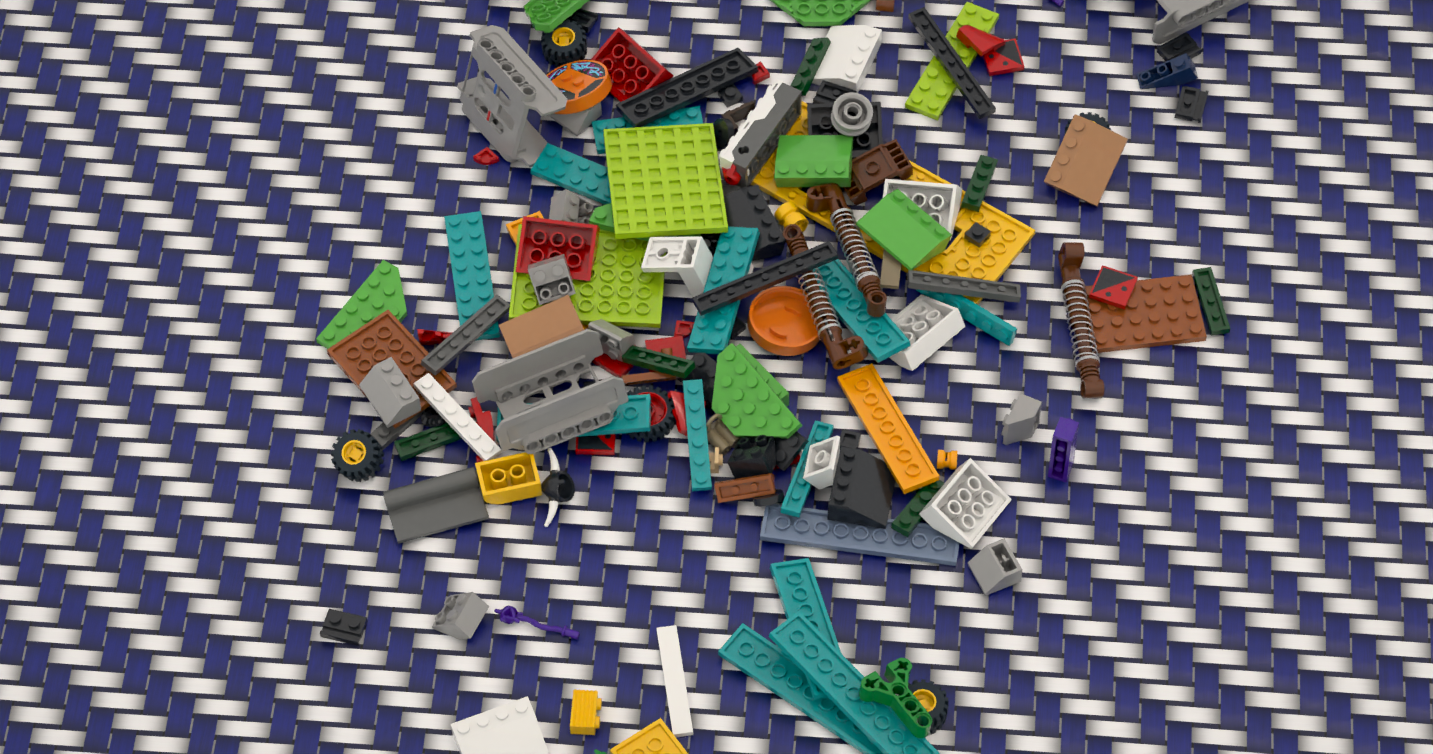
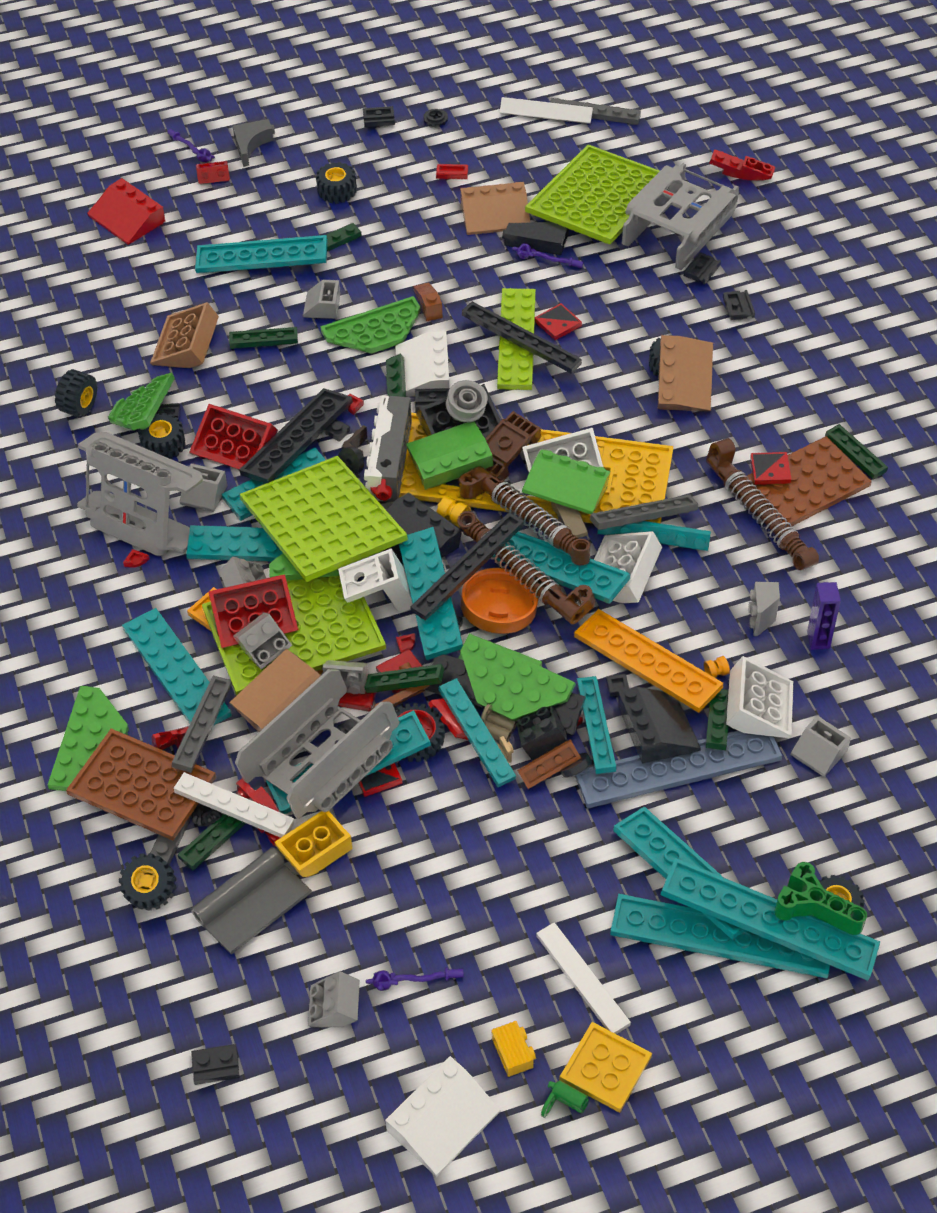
camera: 25 degrees left, 5 degrees down
(390, 393) = (154, 806): light grey slope -> none
(557, 487) = (365, 835): black helmet -> none
(582, 84) = (205, 456): orange brick -> none
(822, 462) = (613, 710): white slope -> none
(977, 234) = (627, 466): black plate -> none
(979, 40) = (537, 313): red slope -> none
(979, 183) = (602, 425): dark green plate -> none
(1170, 73) = (705, 288): dark blue slope -> none

